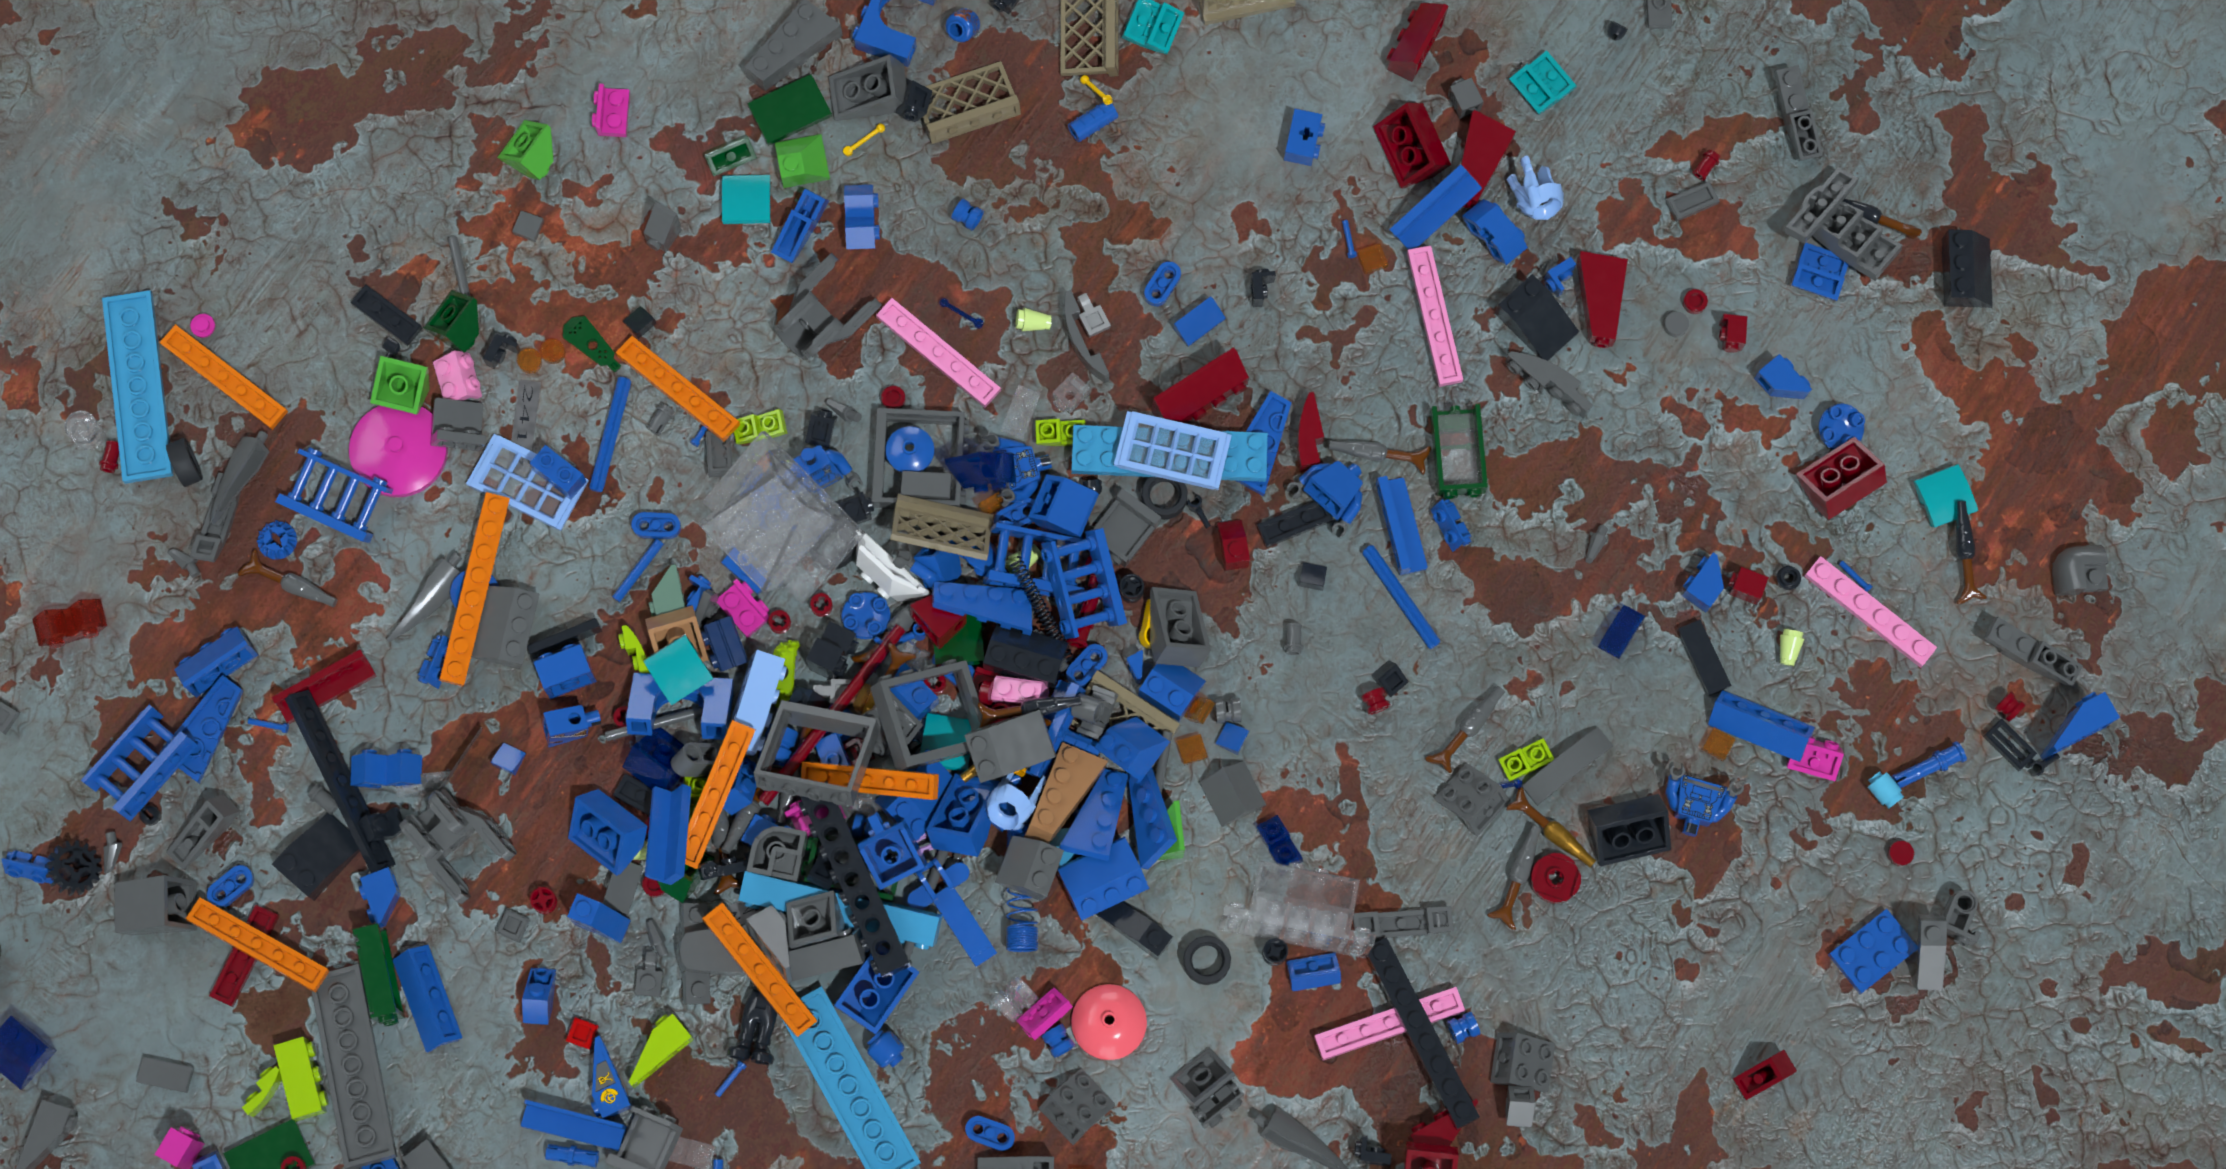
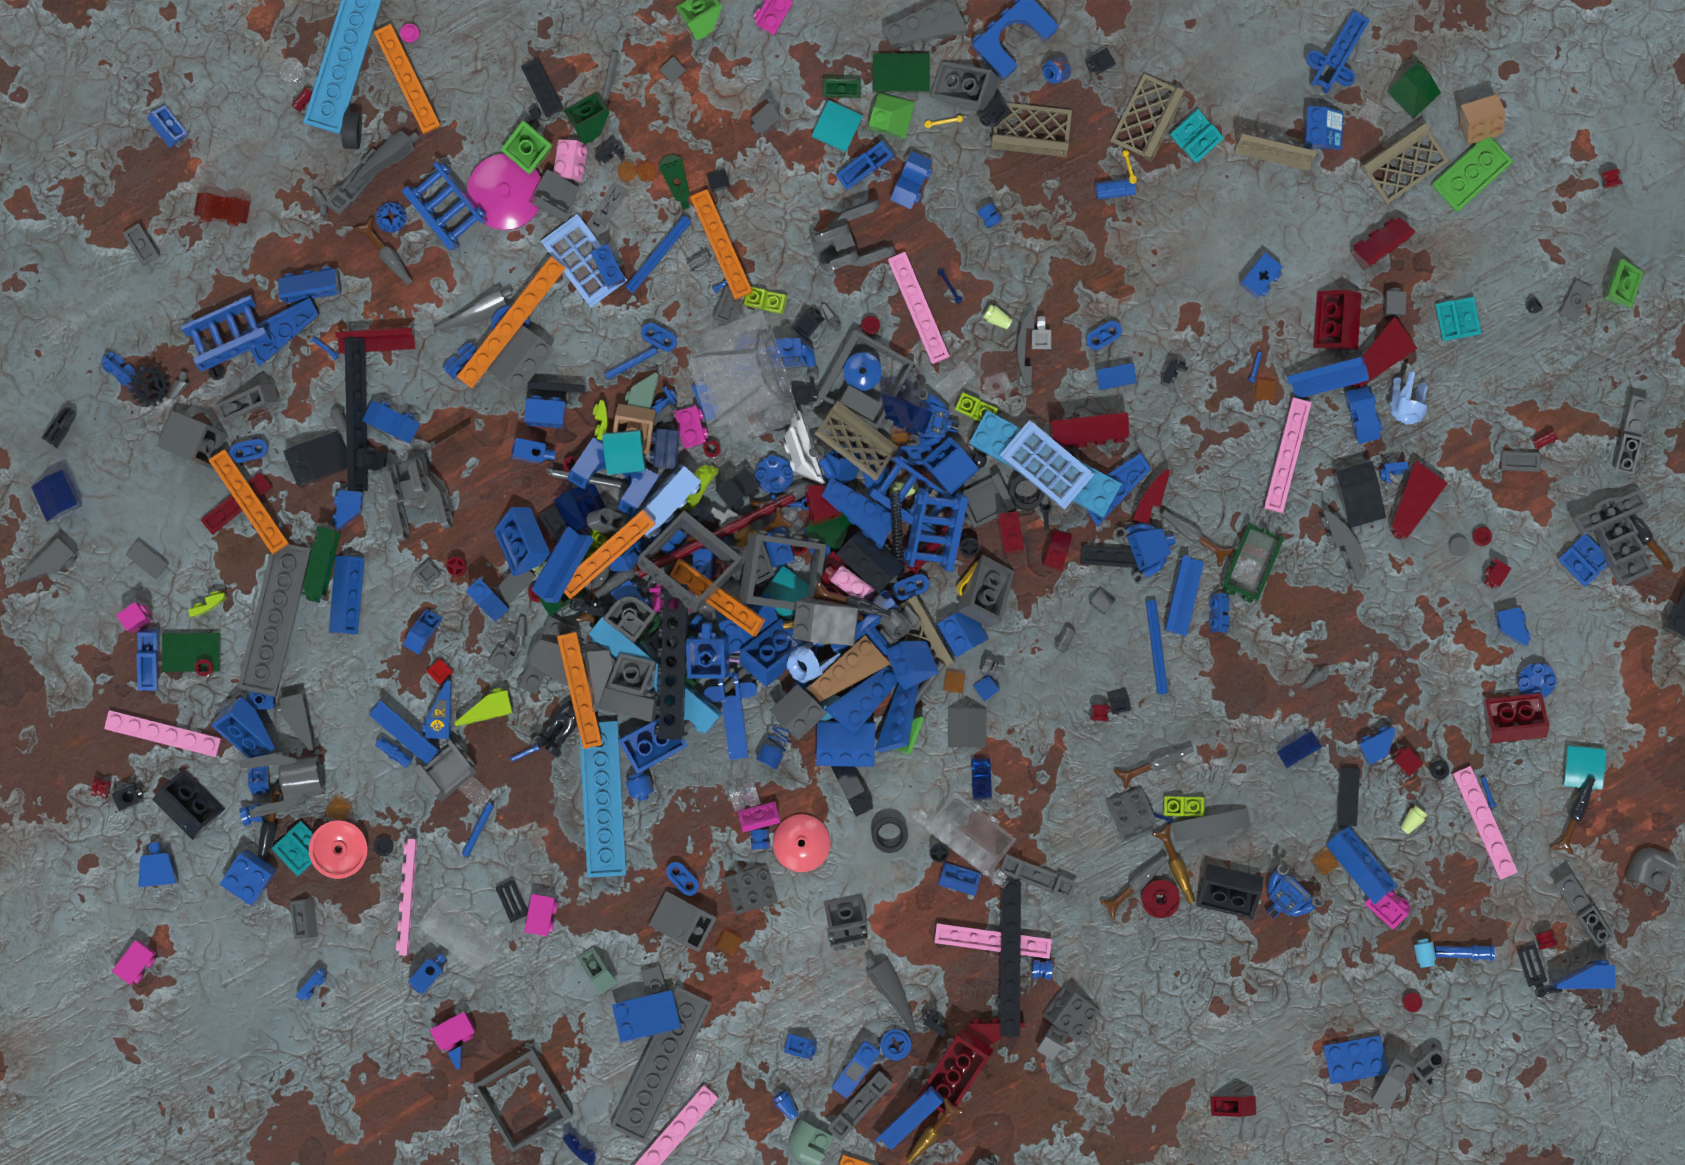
camera: 30 degrees right, 10 degrees up
(301, 1078) = (236, 608): lime brick -> none
(508, 759) = (478, 454): slope -> none
(827, 609) = (748, 457): dark red bush -> none
(1135, 664) = (944, 603): blue slope -> none
(1170, 547) = (1010, 533): none -> dark red brick
(1199, 710) = (973, 658): clear orange tile -> none

